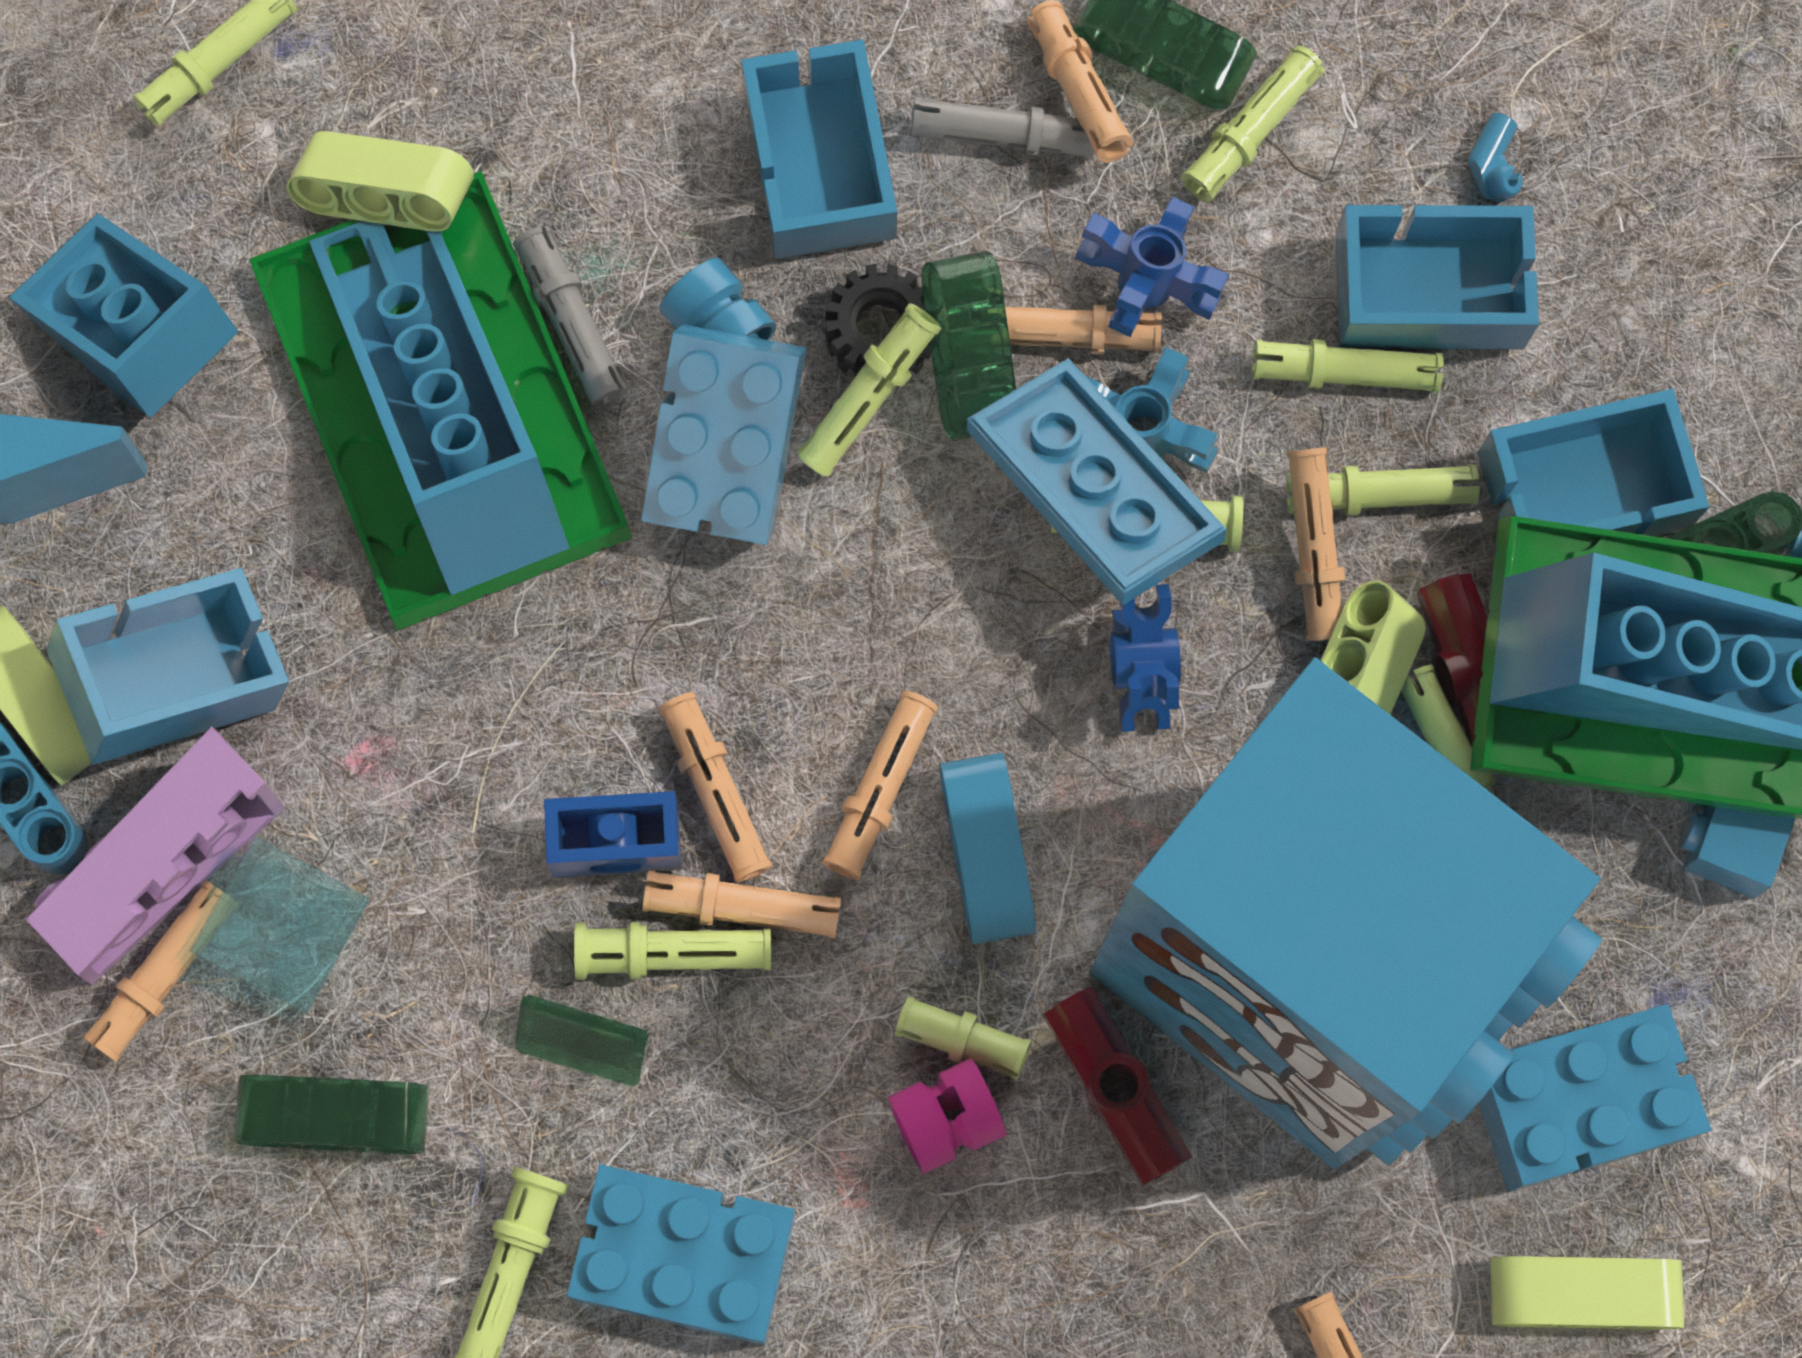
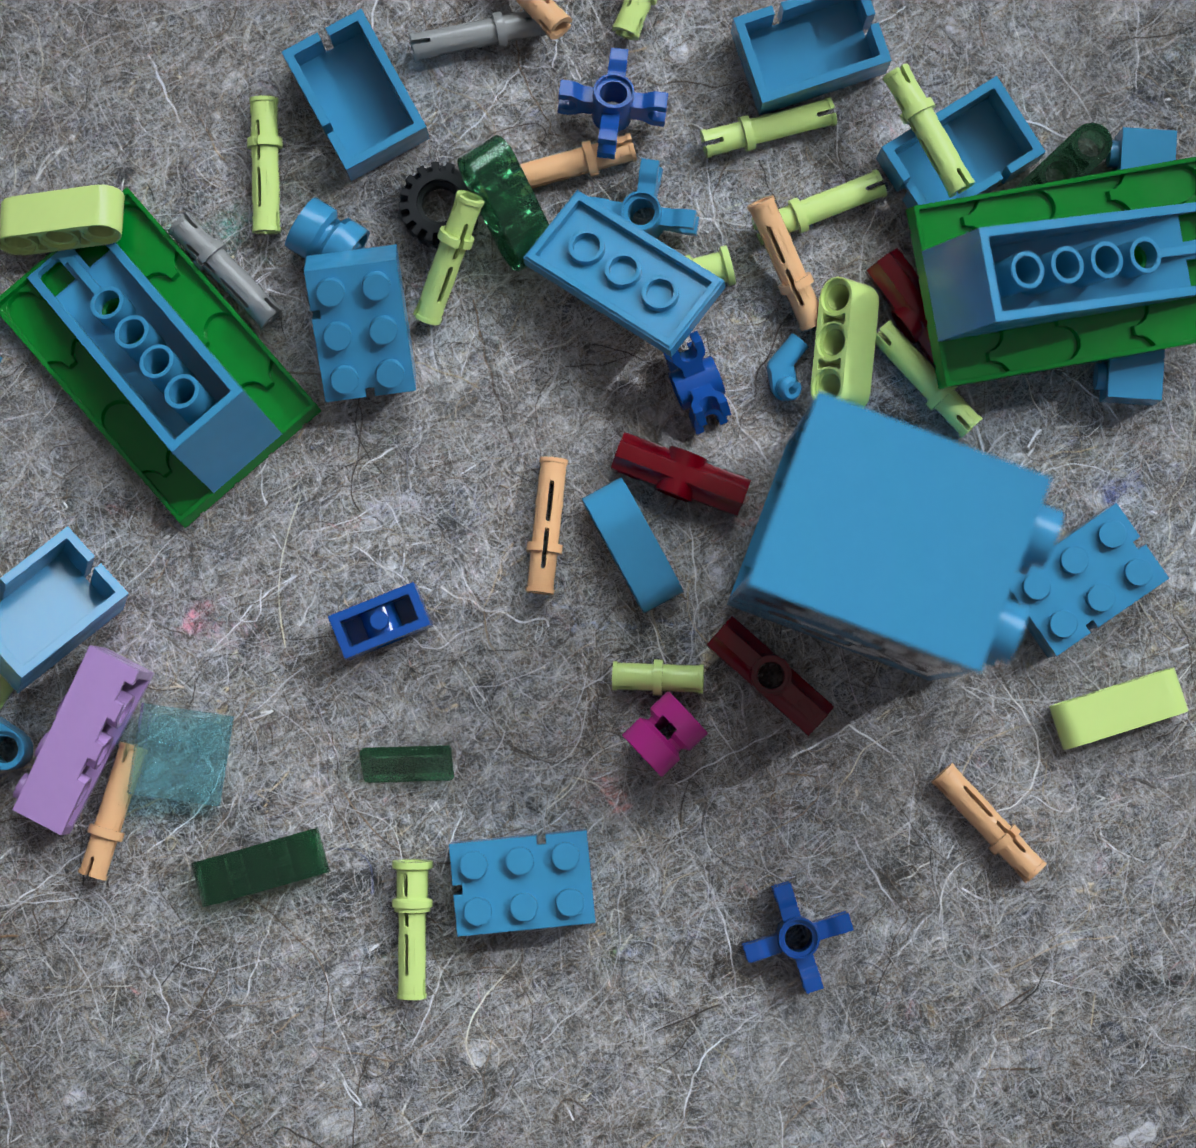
camera: 15 degrees left, 10 degrees up
(638, 950) = (424, 691): yellowish green pin -> none
(677, 179) = (265, 165): none -> yellowish green pin
(683, 719) = (399, 525): light nougat pin -> none
(740, 903) = (481, 637): light nougat pin -> none
(1083, 775) = (680, 474): none -> dark red piece
(1266, 678) = (781, 369): none -> dark azure arm
(1558, 414) = (919, 114): none -> yellowish green pin

